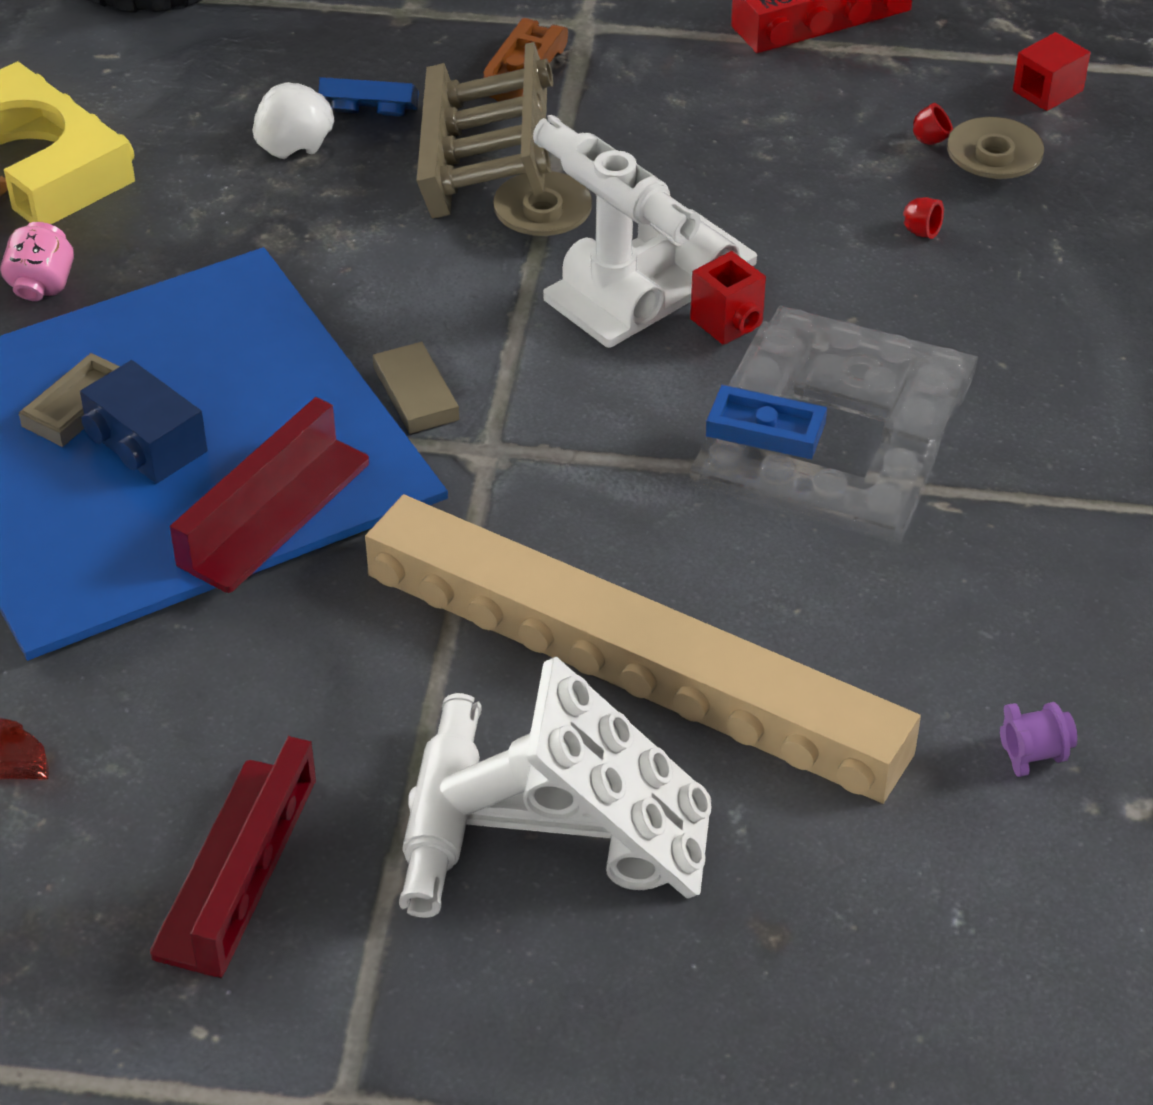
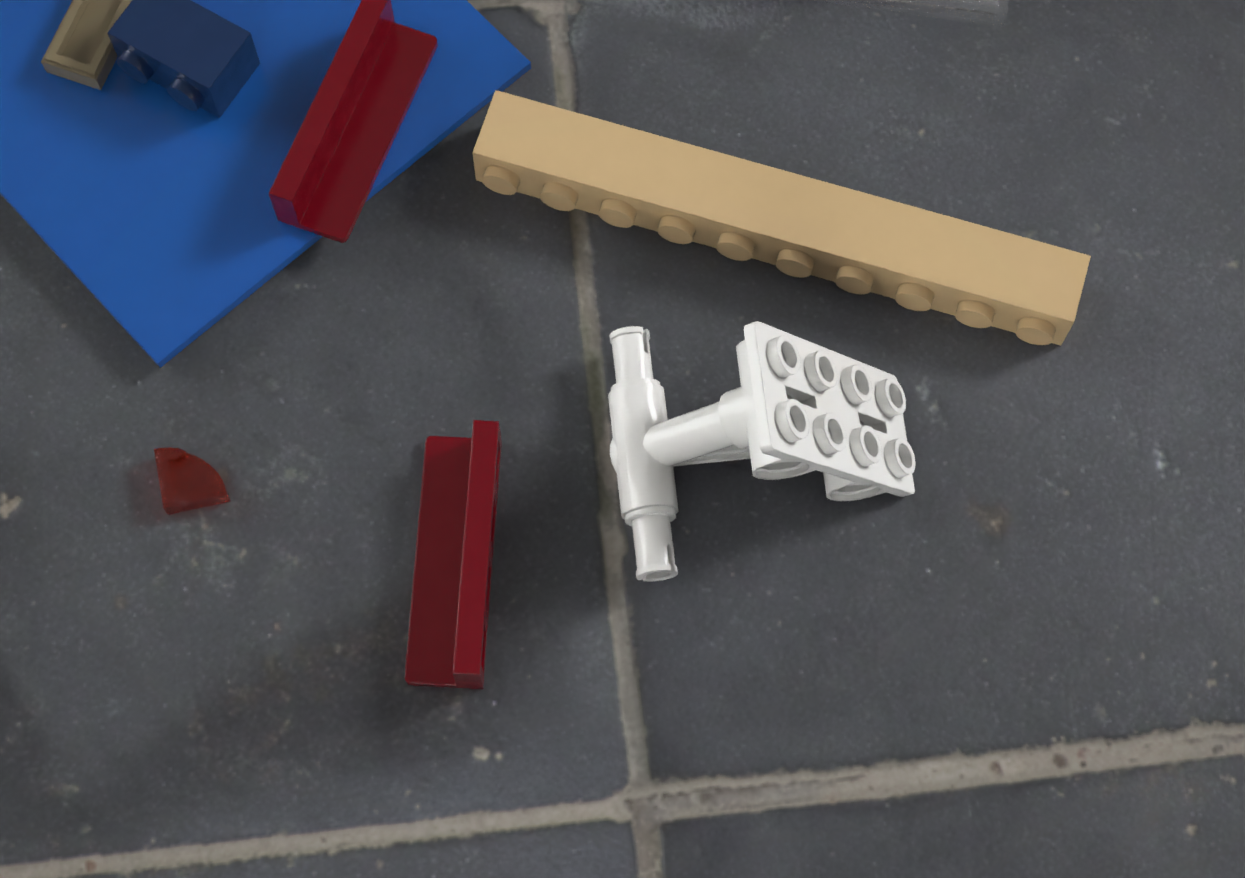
camera: 15 degrees left, 25 degrees up
(1037, 735) = (1197, 244): medium lavender brick -> none

